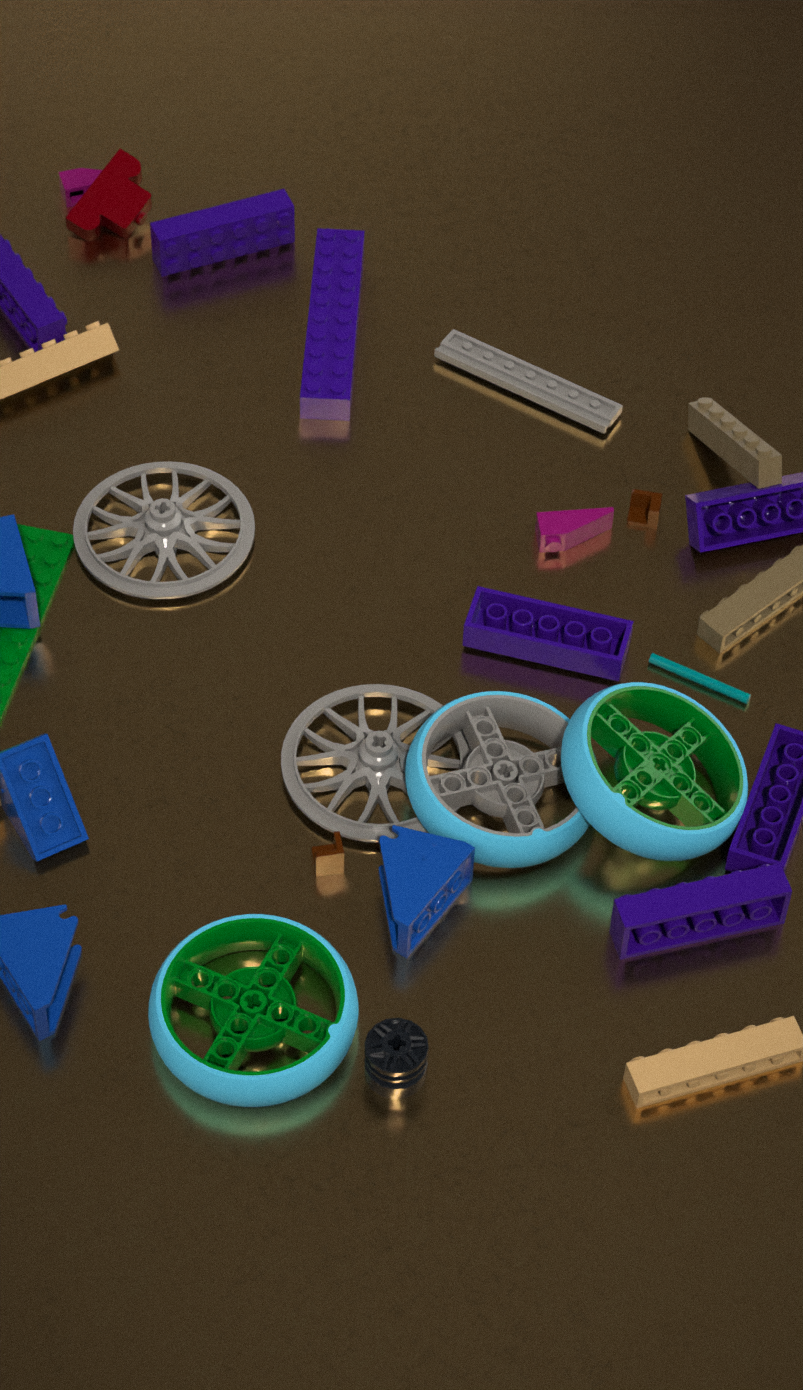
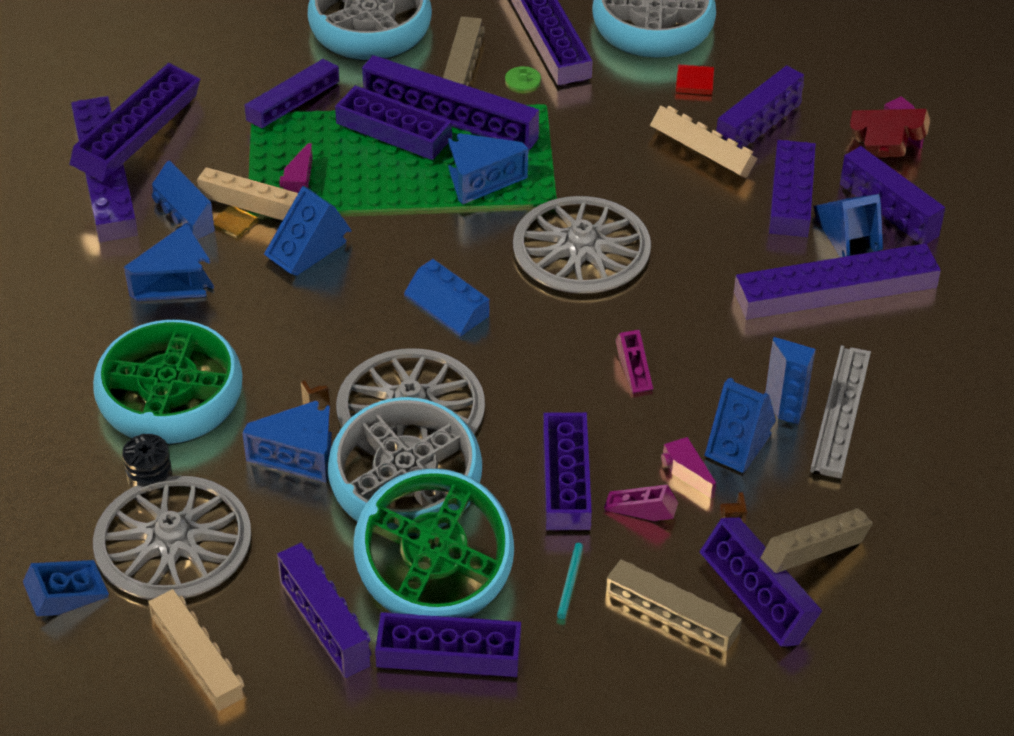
camera: 75 degrees right, 5 degrees down
(161, 312) = (792, 188): none -> dark purple brick
(208, 681) = (447, 298): none -> blue slope
(248, 277) = (851, 220): none -> blue ladder
(386, 530) = (634, 361): none -> magenta slope
(504, 393) = (789, 379): none -> blue slope
(522, 1067) = (170, 537): none -> light grey wheel
(544, 459) = (740, 426): none -> blue ladder
(576, 1194) = (63, 586): none -> blue slope
(613, 580) = (647, 503): none -> magenta slope

